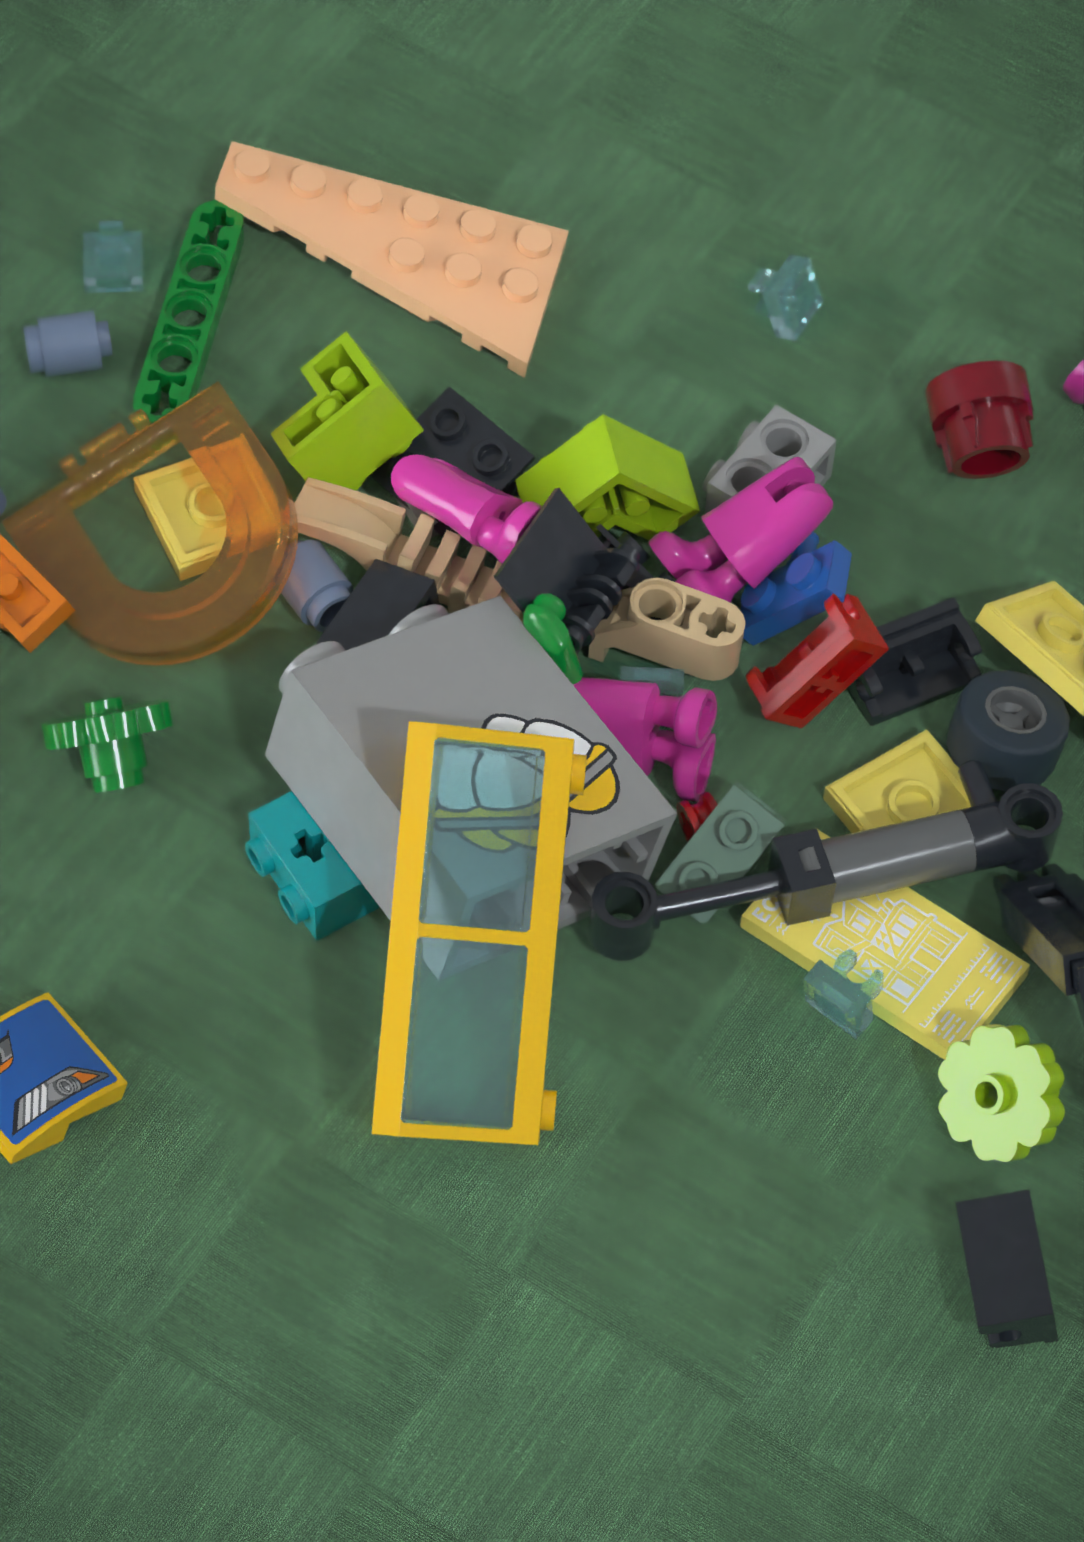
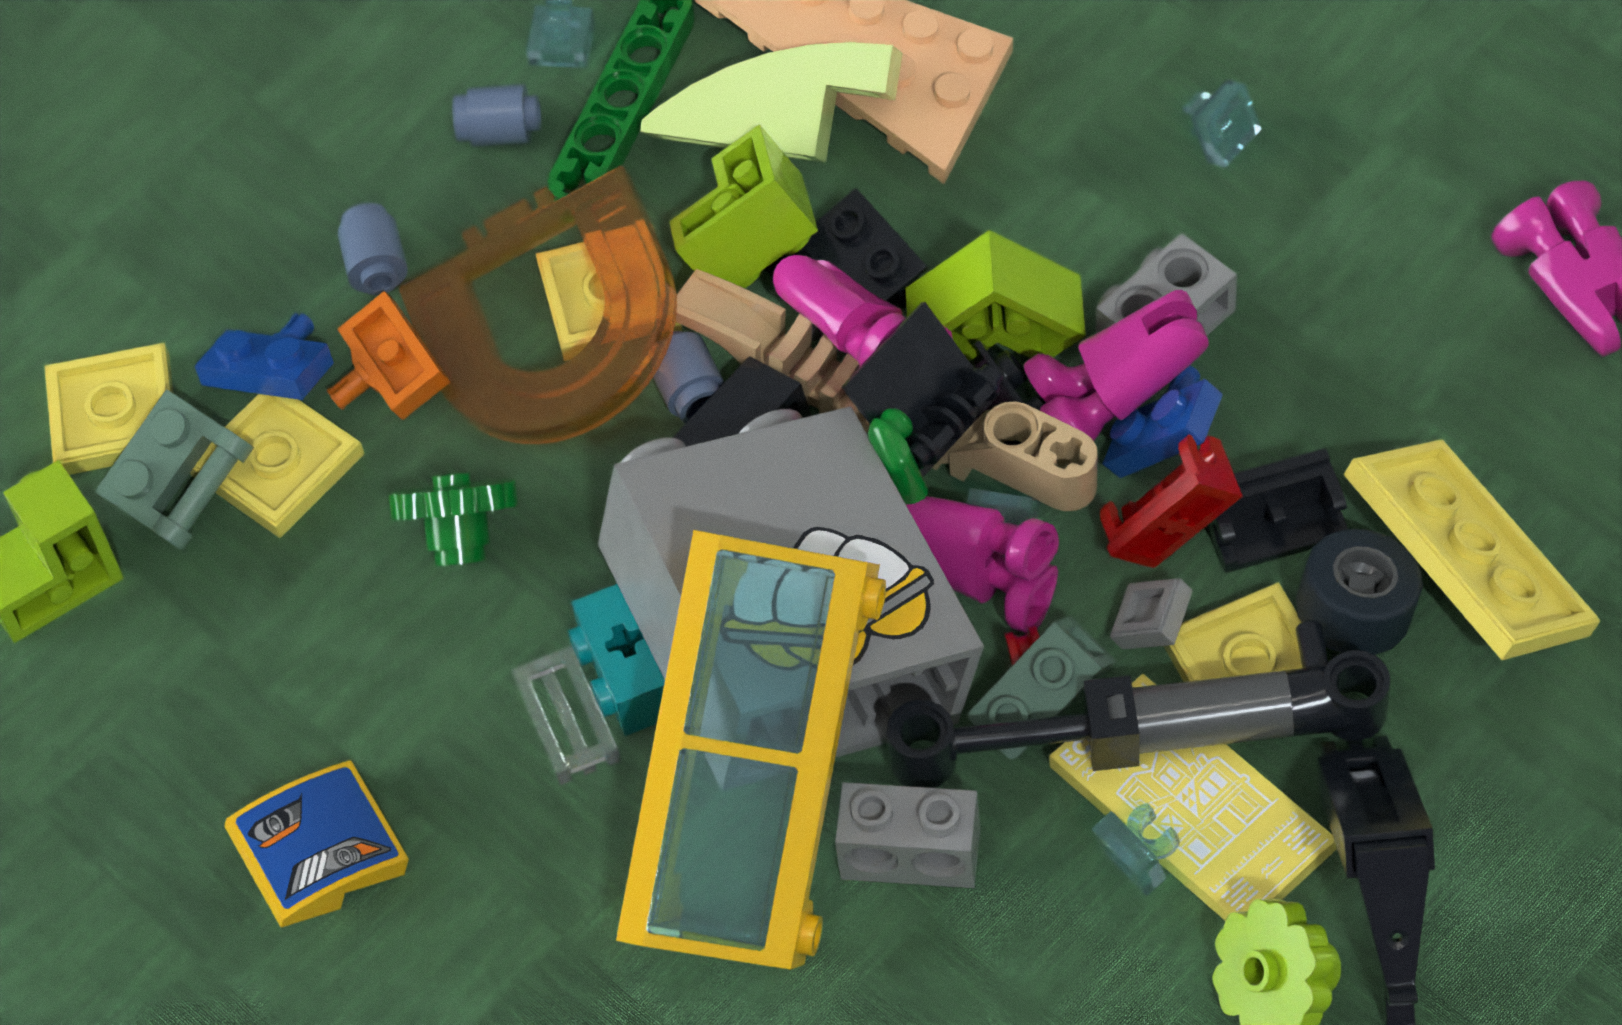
camera: 20 degrees right, 0 degrees up
(280, 966) = (584, 757): none -> clear tile
(354, 296) = (783, 91): none -> yellowish green slope
(623, 1004) = (908, 835): none -> light grey brick
(812, 770) = (1151, 613): none -> light grey tile
(982, 418) = (1394, 263): dark red piece -> none

